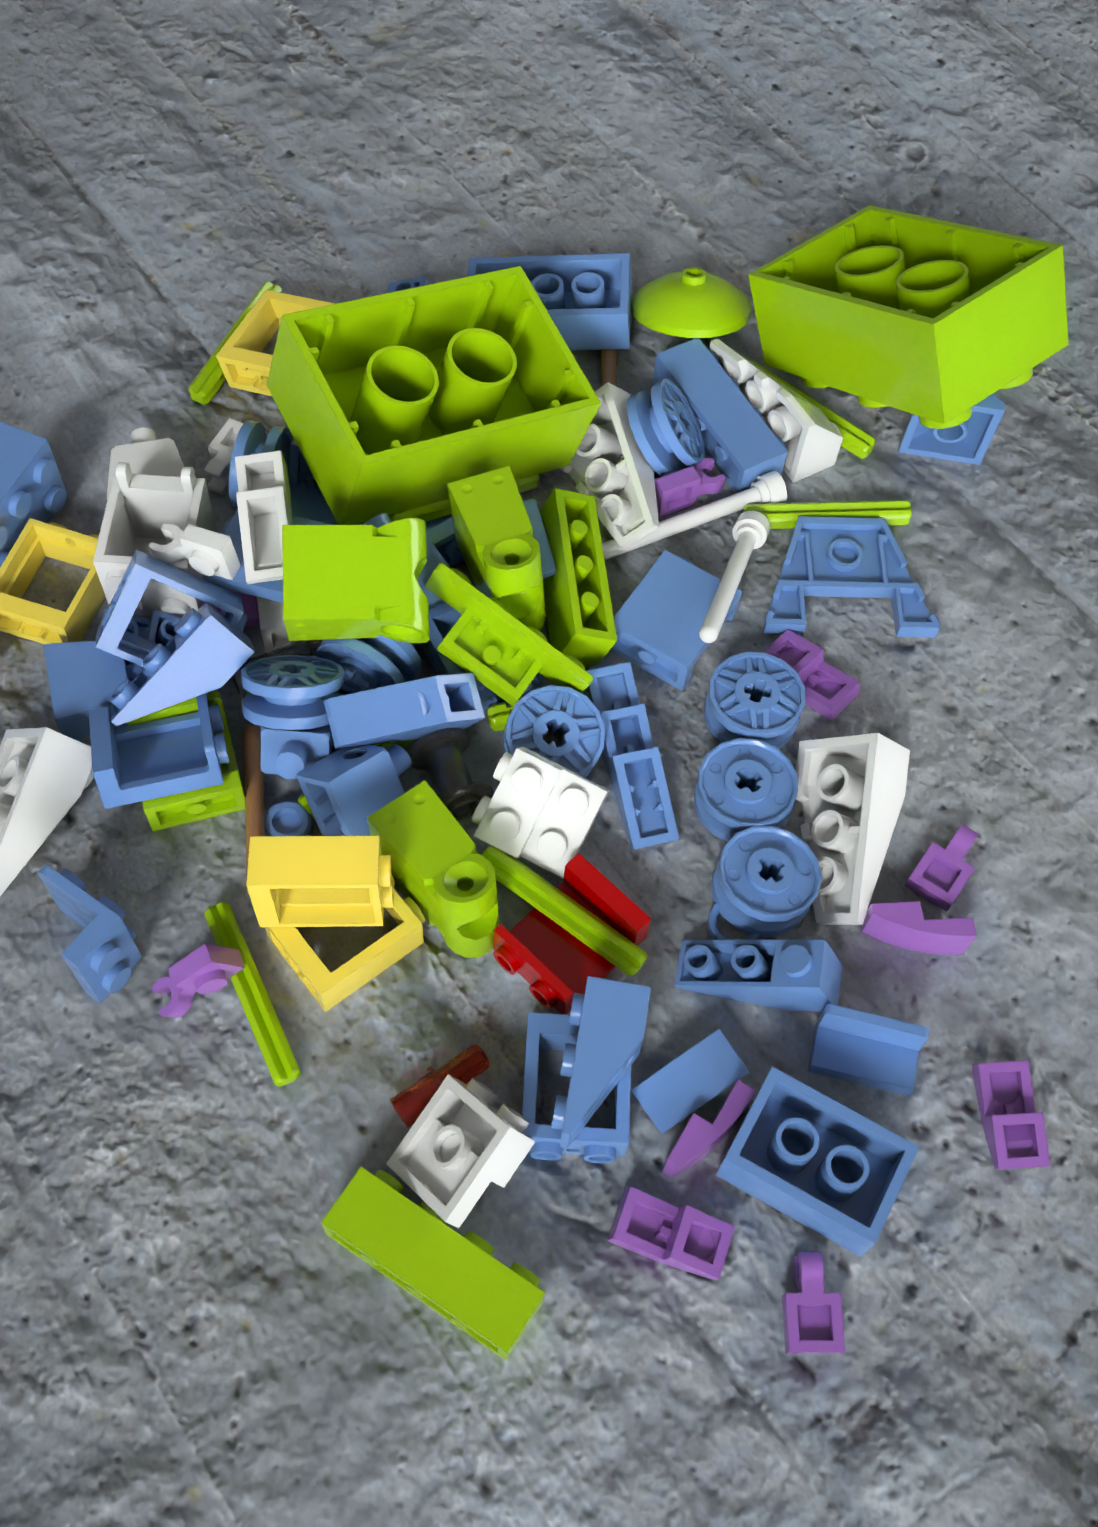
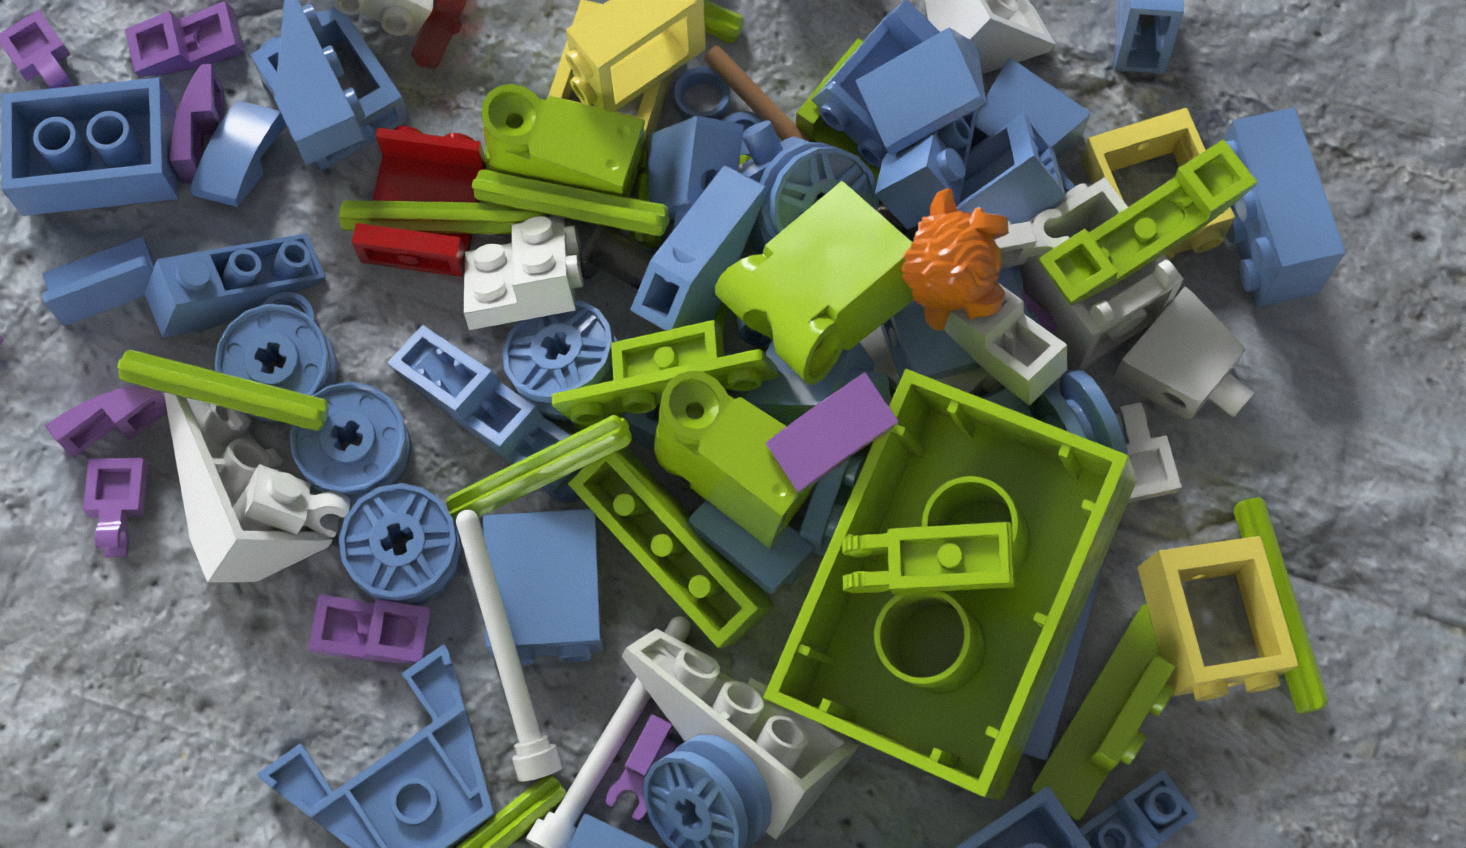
camera: 150 degrees right, 10 degrees up
(102, 504) = (1149, 226): none -> lime slope
(149, 690) = (924, 89): none -> medium blue slope
(253, 513) = (955, 261): none -> orange hair
(429, 768) = (571, 202): none -> lime axle
(431, 461) = (831, 432): none -> medium lavender slope
(447, 362) = (935, 559): none -> lime hinge
(630, 660) = (542, 467): none -> lime axle
(821, 765) = (288, 505): none -> white plate
(824, 863) = (223, 390): none -> lime axle

